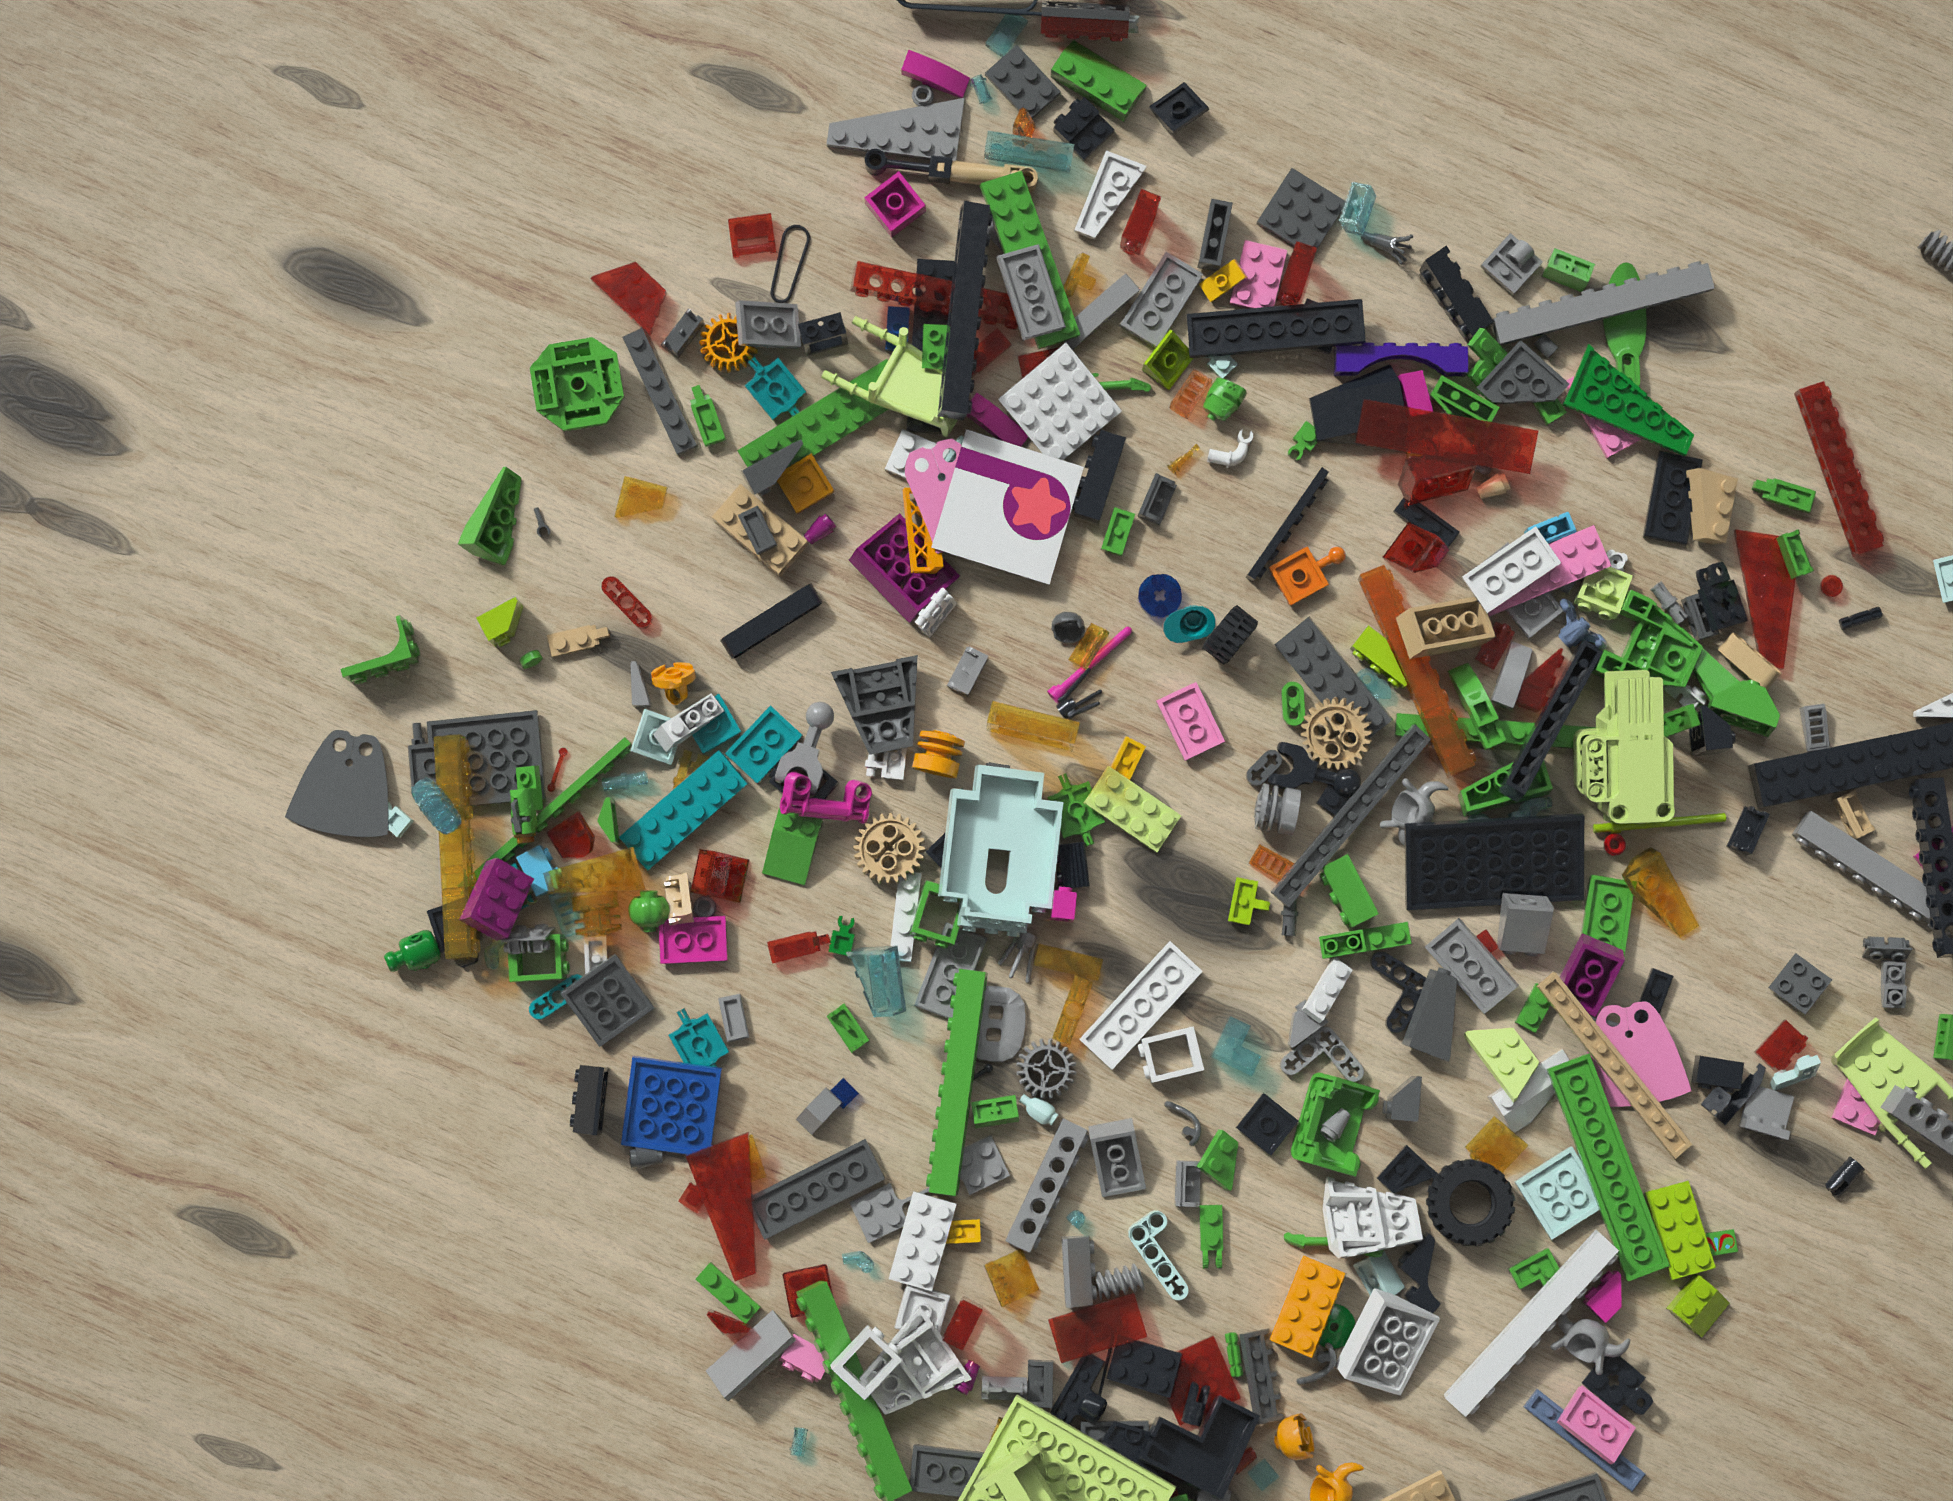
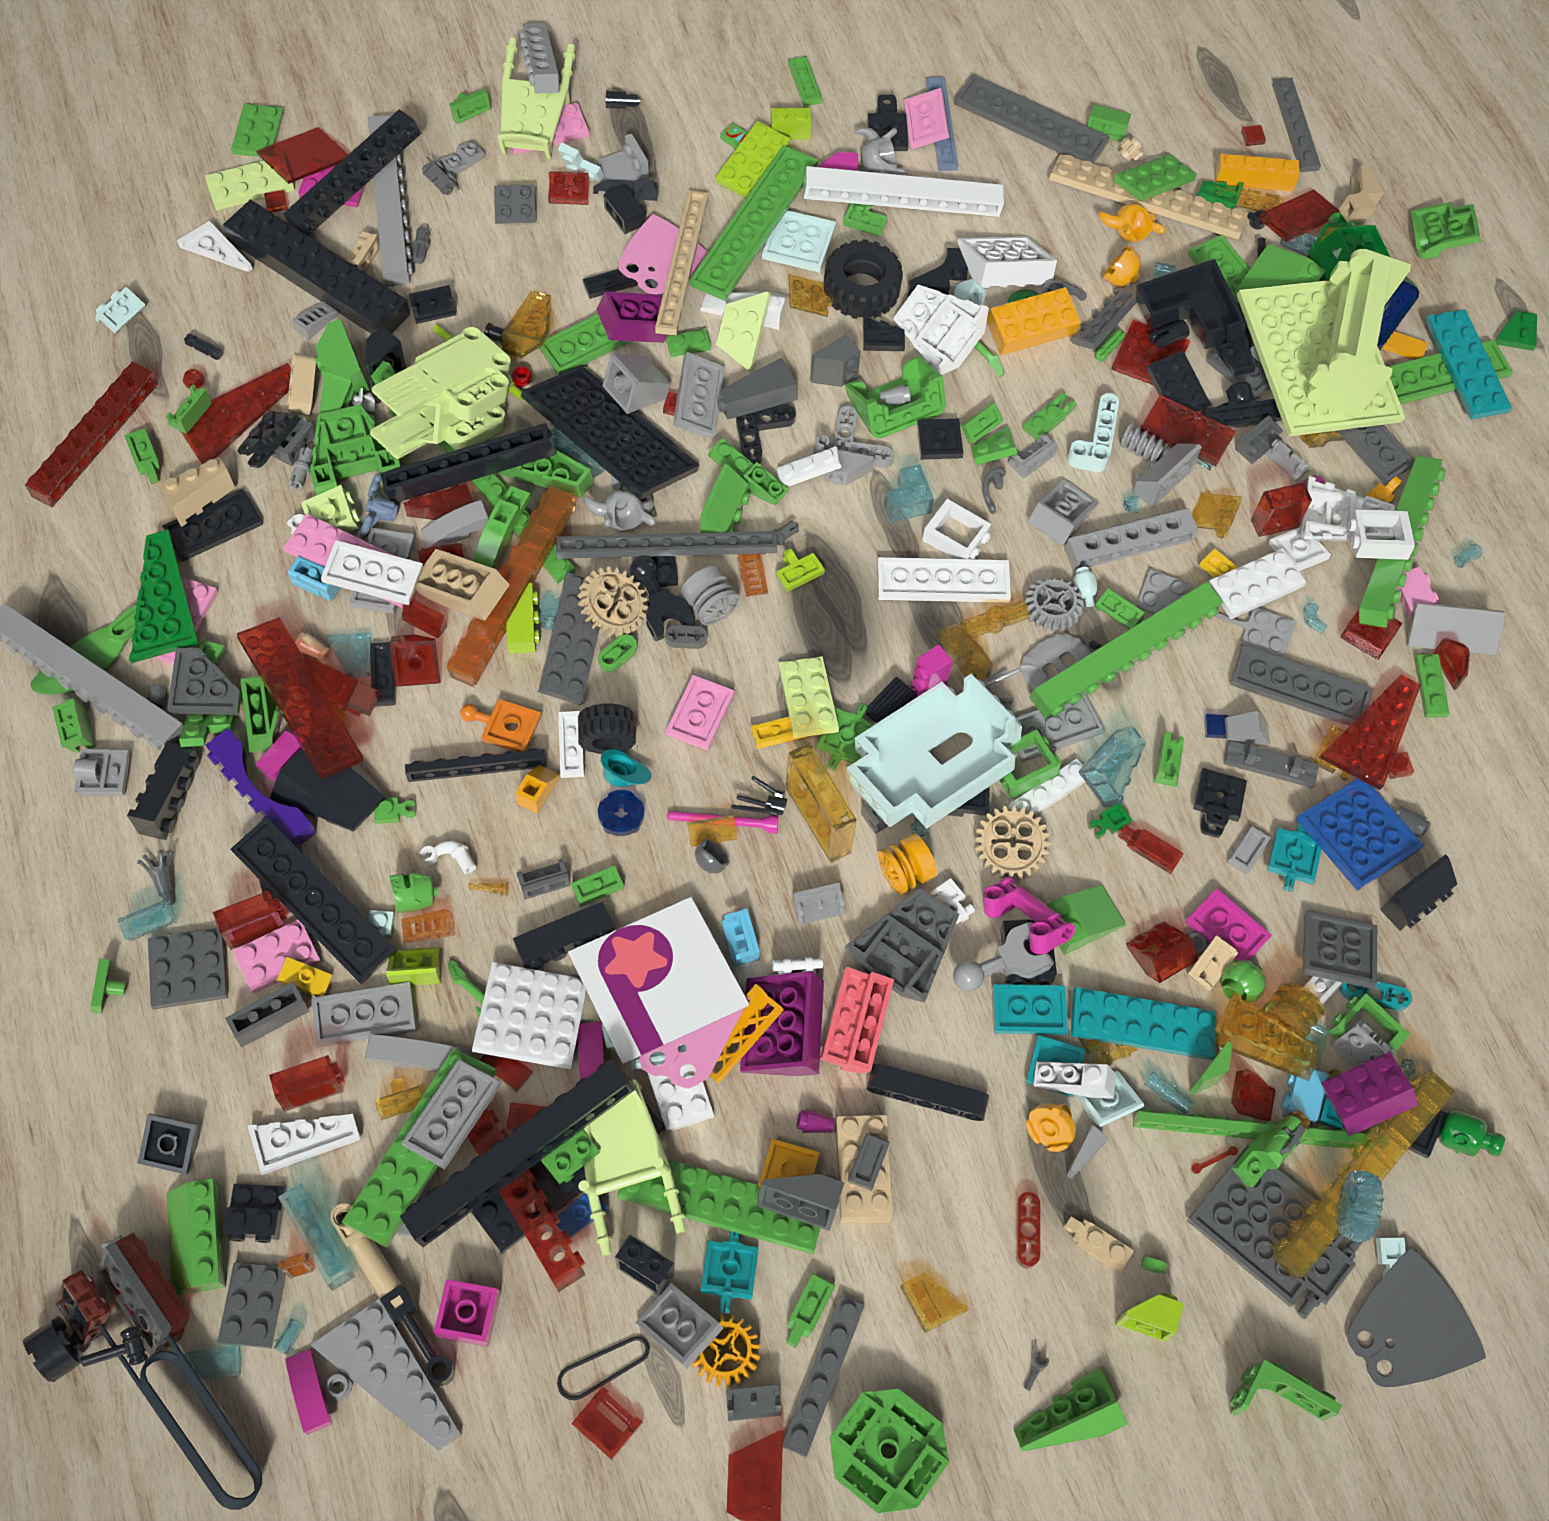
camera: 135 degrees left, 20 degrees down
(779, 1102) = (1271, 764): none -> dark grey hinge
(783, 1023) = (1218, 810): none -> black plate
(861, 618) = (857, 1020): none -> coral brick
(907, 1431) = (1385, 493): none -> light orange plate
(991, 596) = (740, 937): none -> medium azure hinge
(1231, 552) = (536, 788): none -> light orange slope
(1233, 595) = (570, 751): none -> white plate
(1251, 1171) = (981, 422): none -> bright green plate
(1332, 148) = (104, 986): none -> bright green tile
(1332, 1020) = (822, 444): none -> light grey pin
(1446, 588) = (424, 618): none -> clear red slope
(1464, 514) = (353, 652): none -> clear light blue wing
(1676, 857) = (494, 333): none -> black bush
(1734, 1362) = (805, 81): none -> bright green tile
(1822, 871) = (420, 244): none -> dark grey axle

